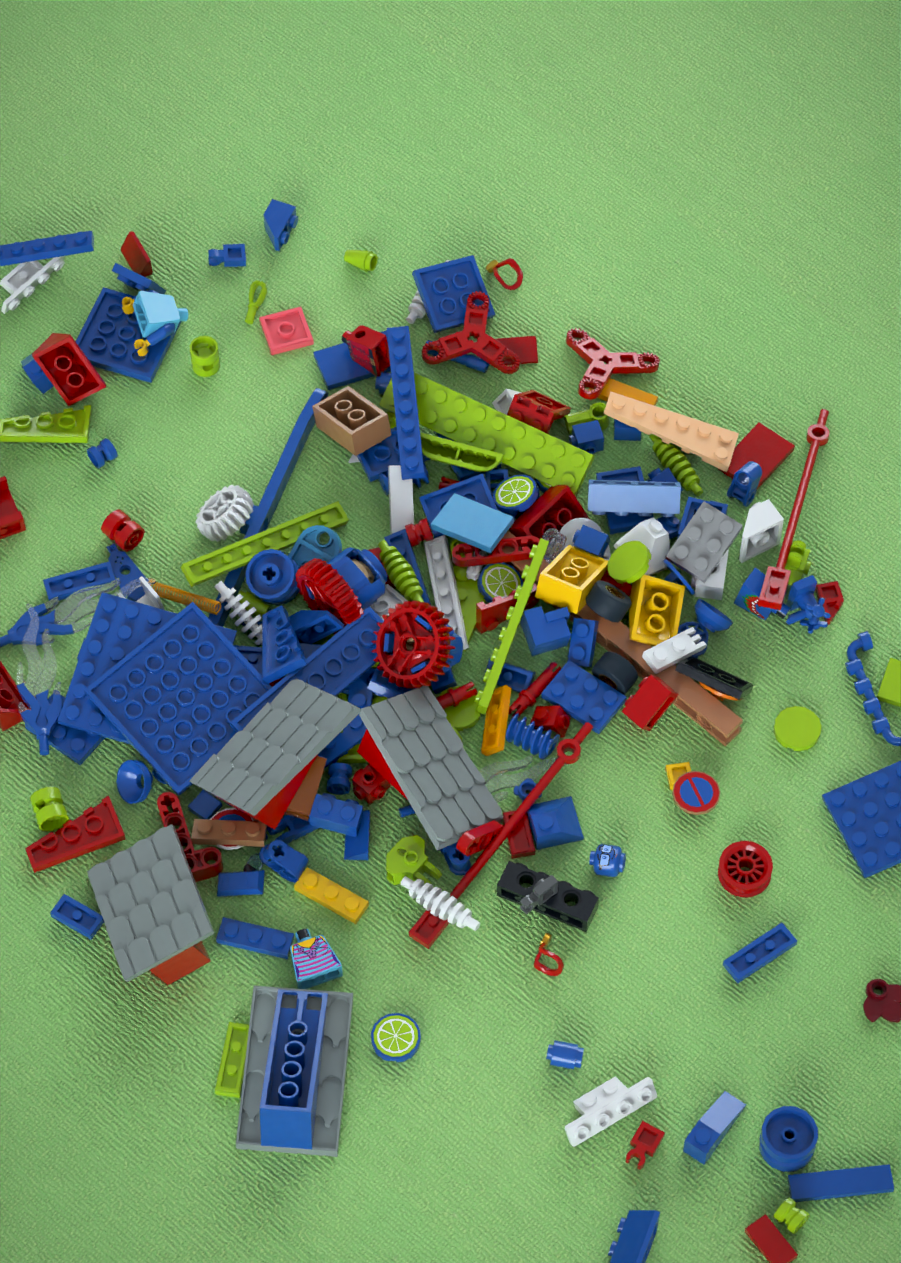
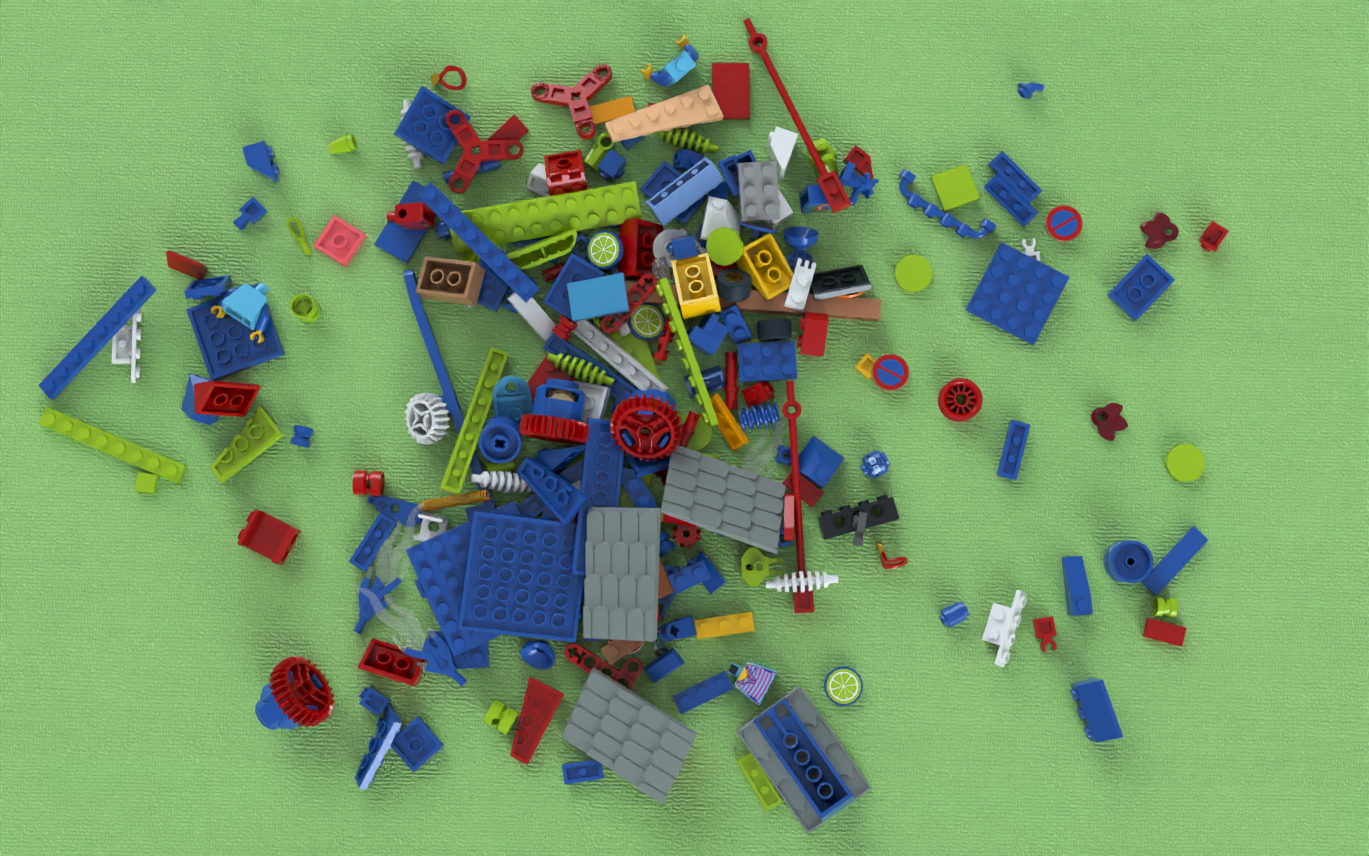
camera: 40 degrees left, 25 degrees up
(720, 399) = (676, 68): none -> torso
(745, 483) = (743, 119): blue piece -> none

